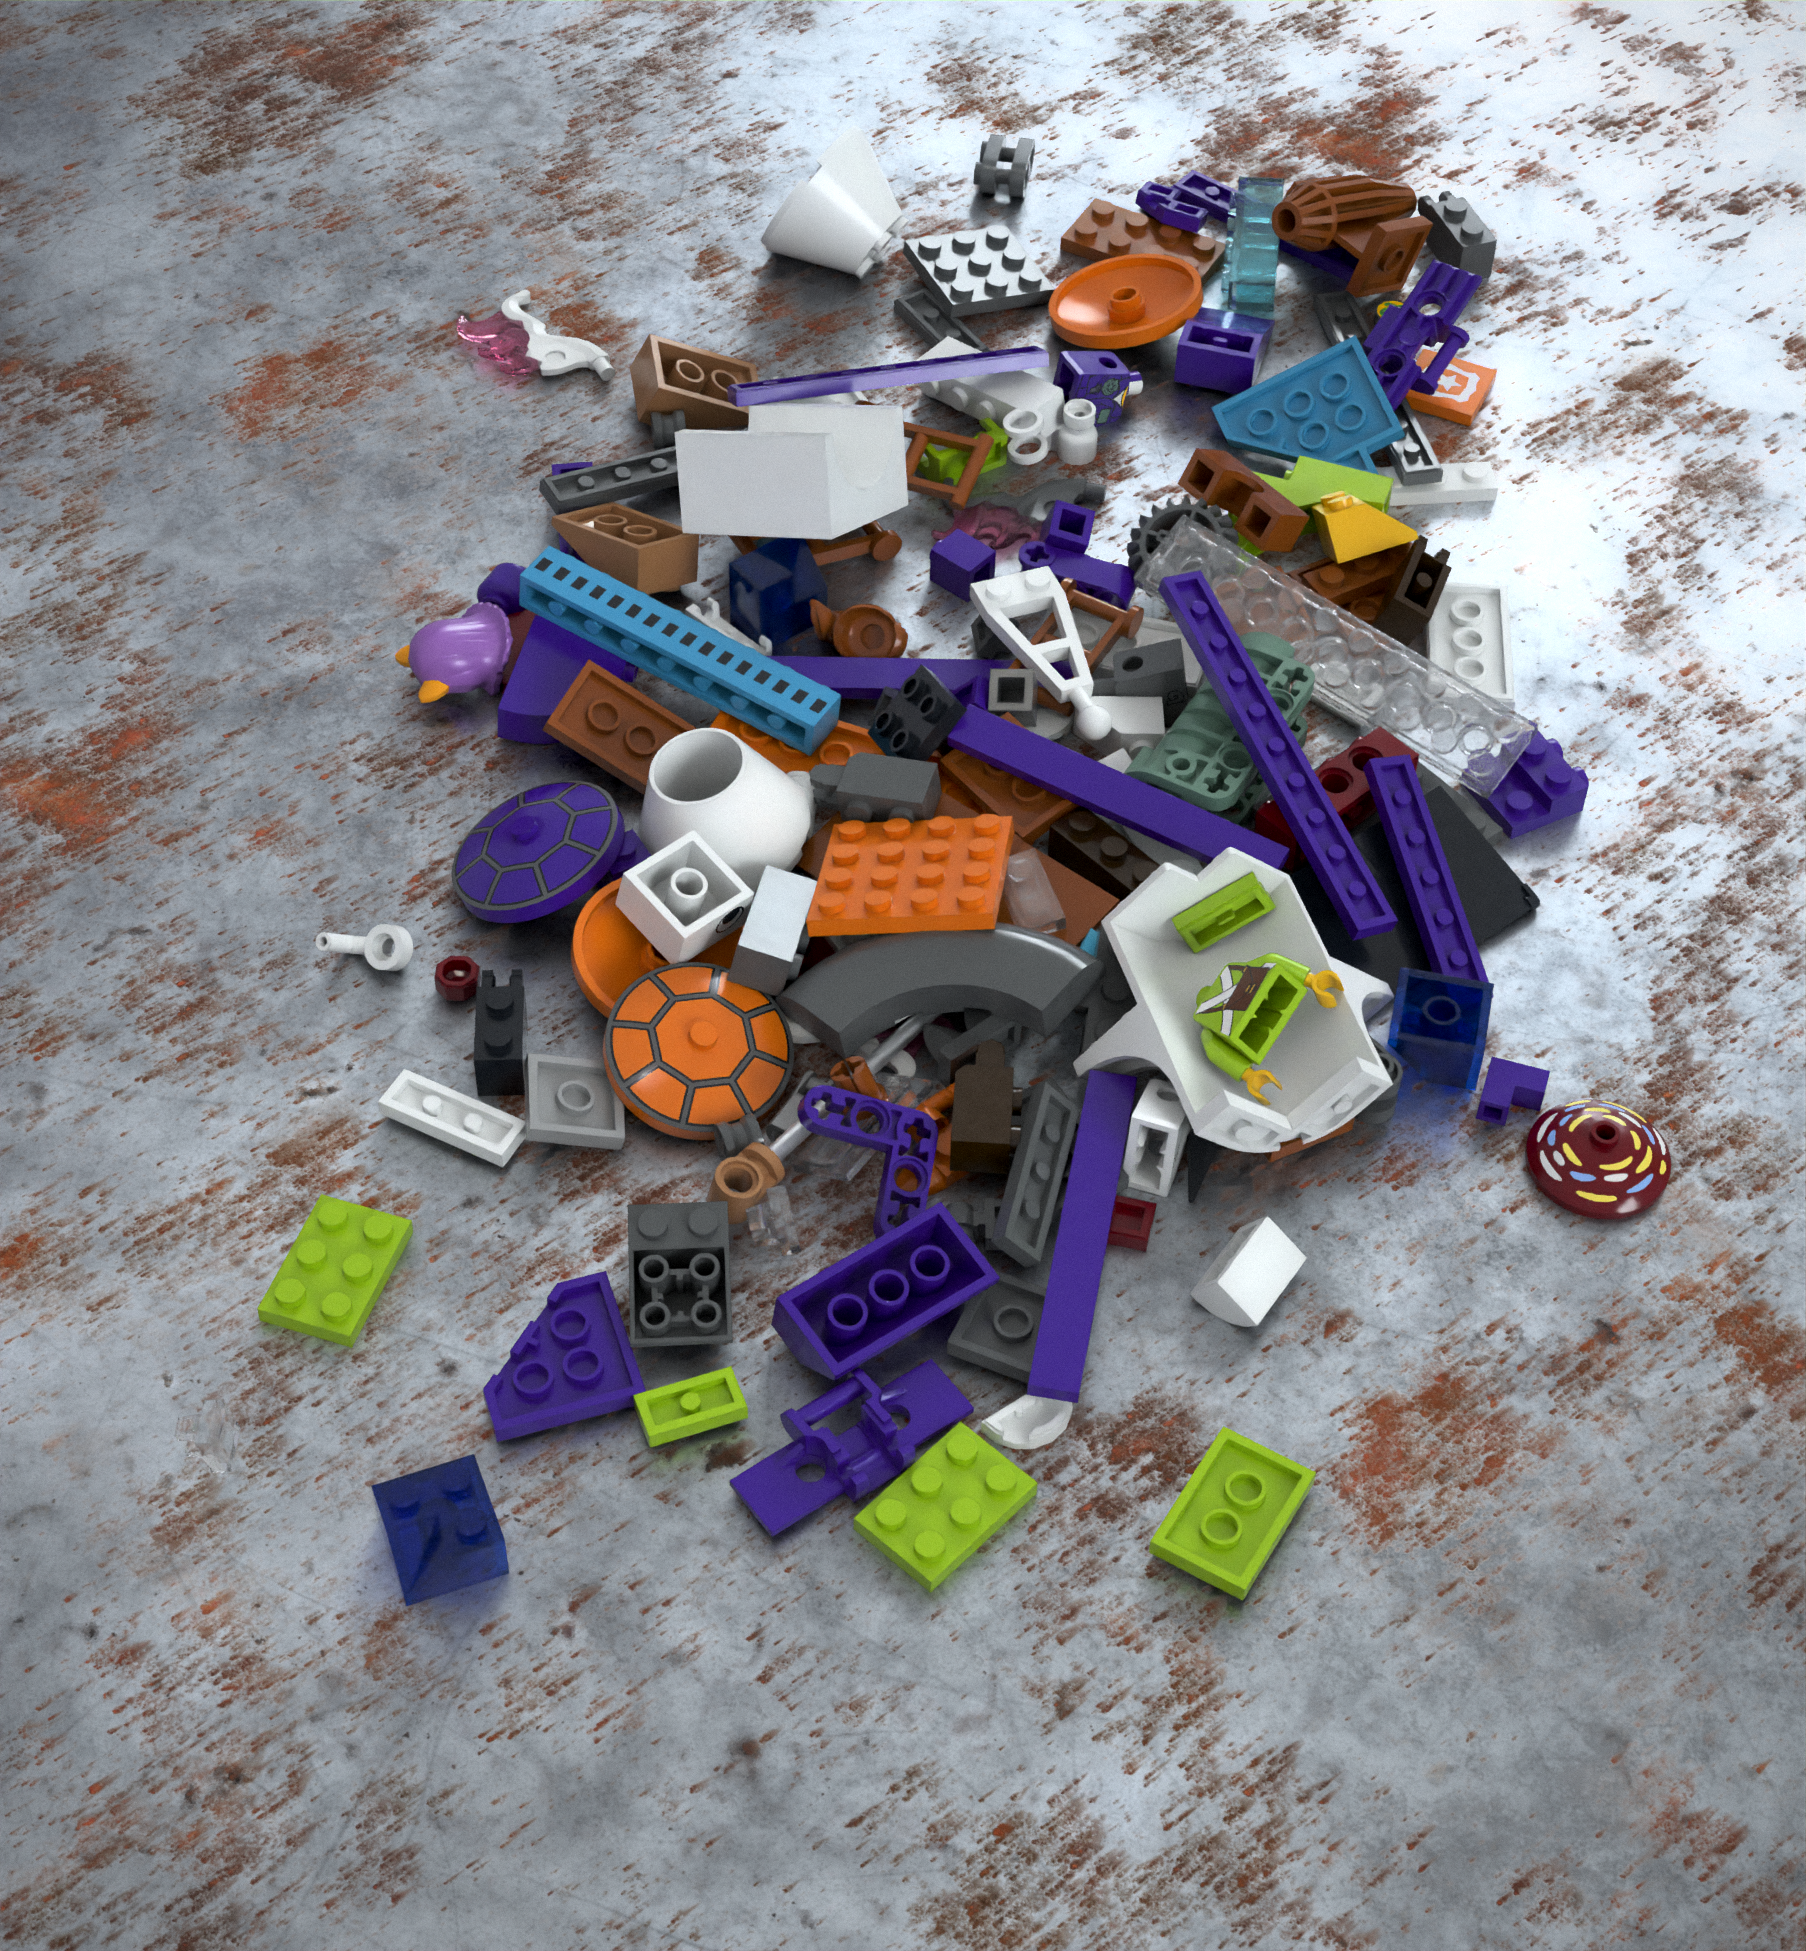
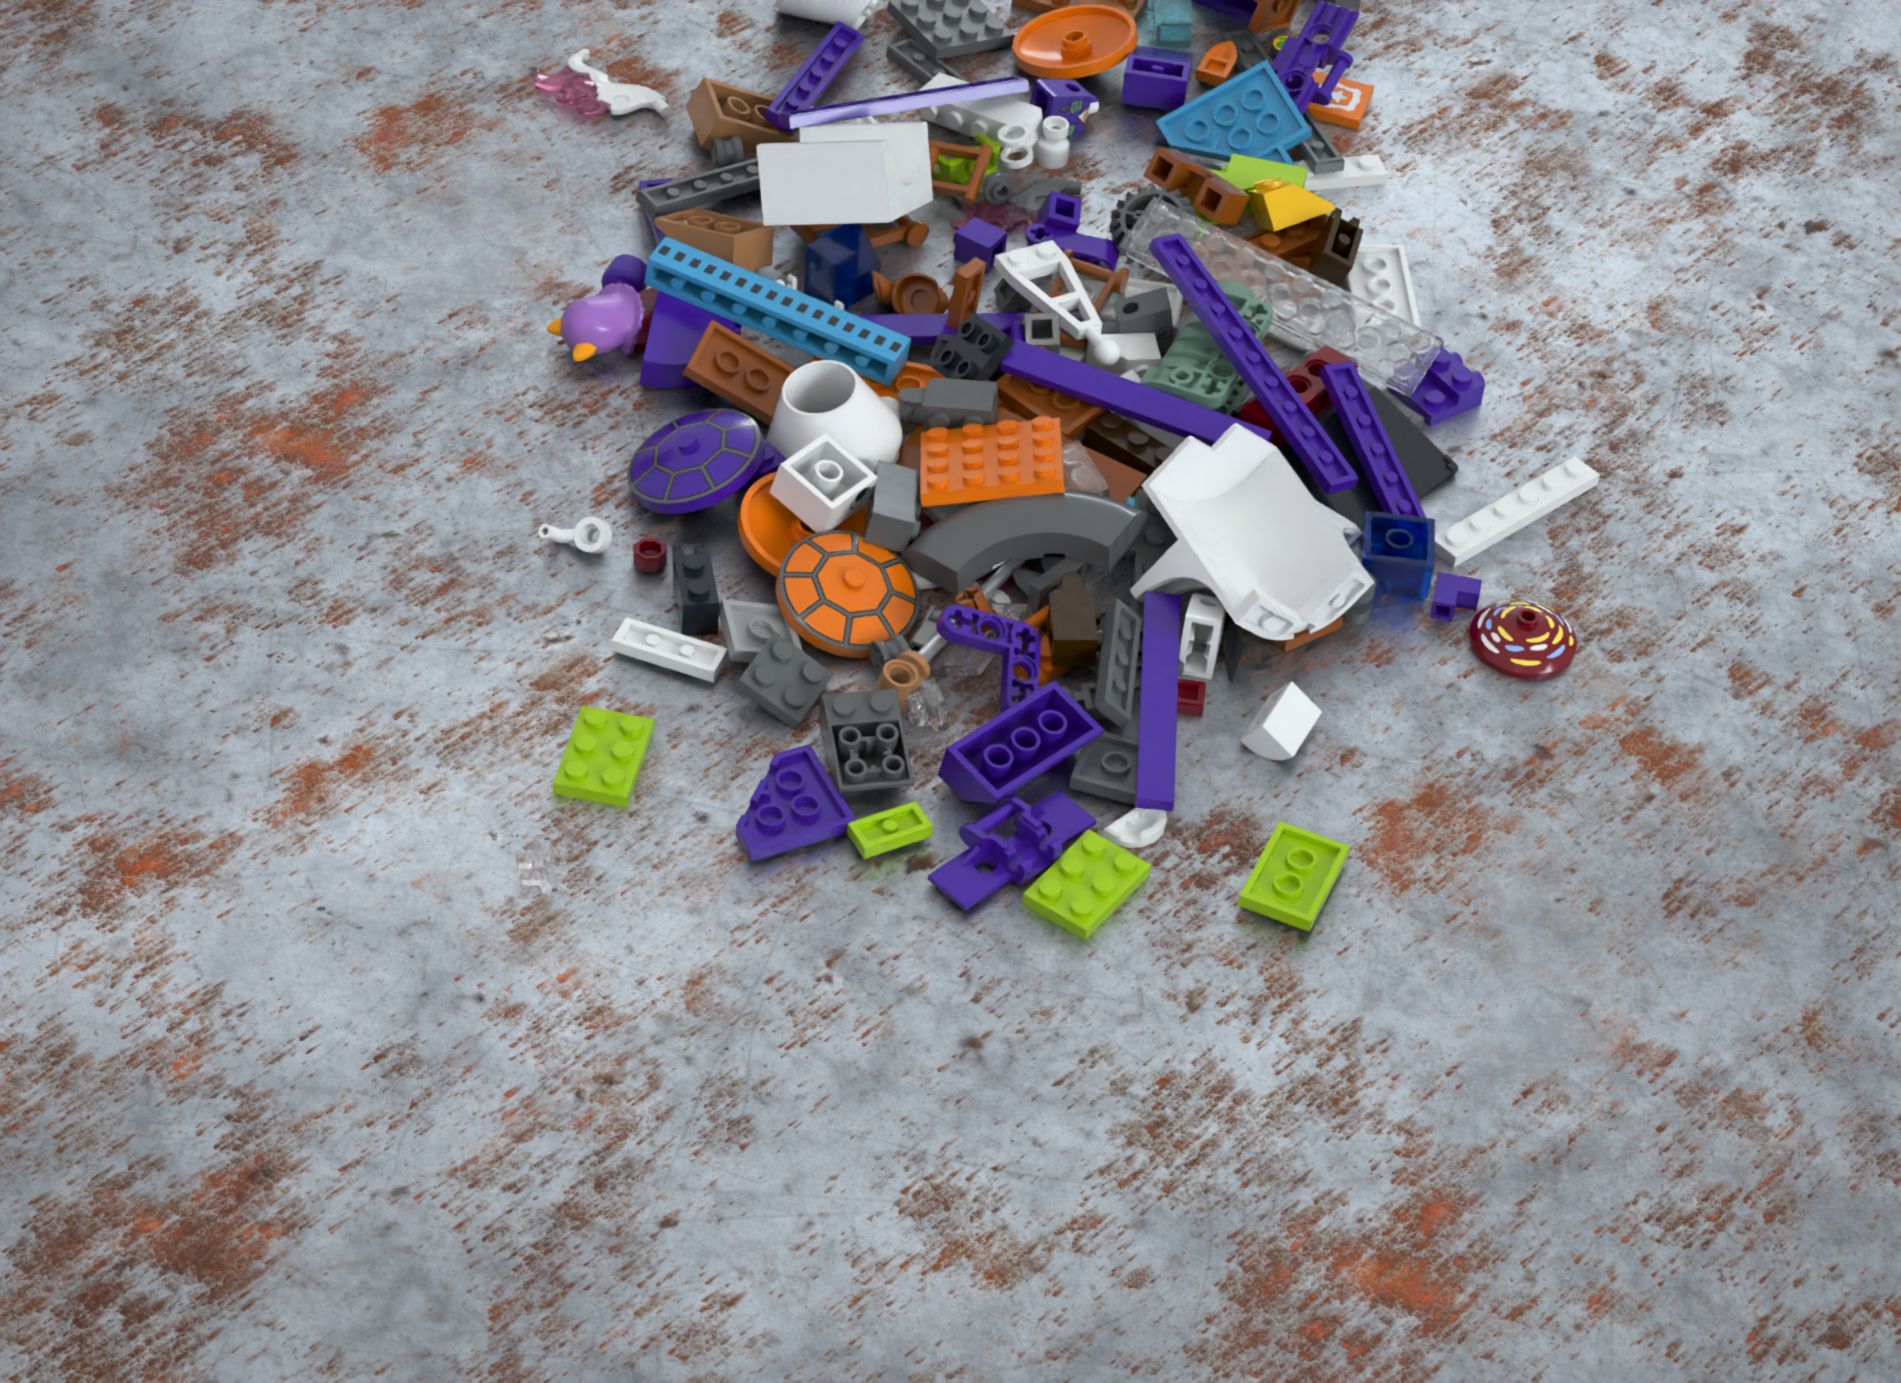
camera: 10 degrees left, 5 degrees down
(440, 1529) = (726, 915): clear blue slope -> none
(590, 1173) = (784, 680): none -> dark grey plate
(800, 329) = (816, 73): none -> dark purple plate
(922, 633) = (966, 292): none -> dark orange plate
(989, 484) = (993, 183): none -> dark grey plate
(1223, 912) = (1231, 476): lime tile -> none
(1250, 1009) = (1263, 537): lime torso -> none
(1302, 335) = (1217, 64): none -> orange plate
(1607, 968) = (1514, 511): none -> white plate

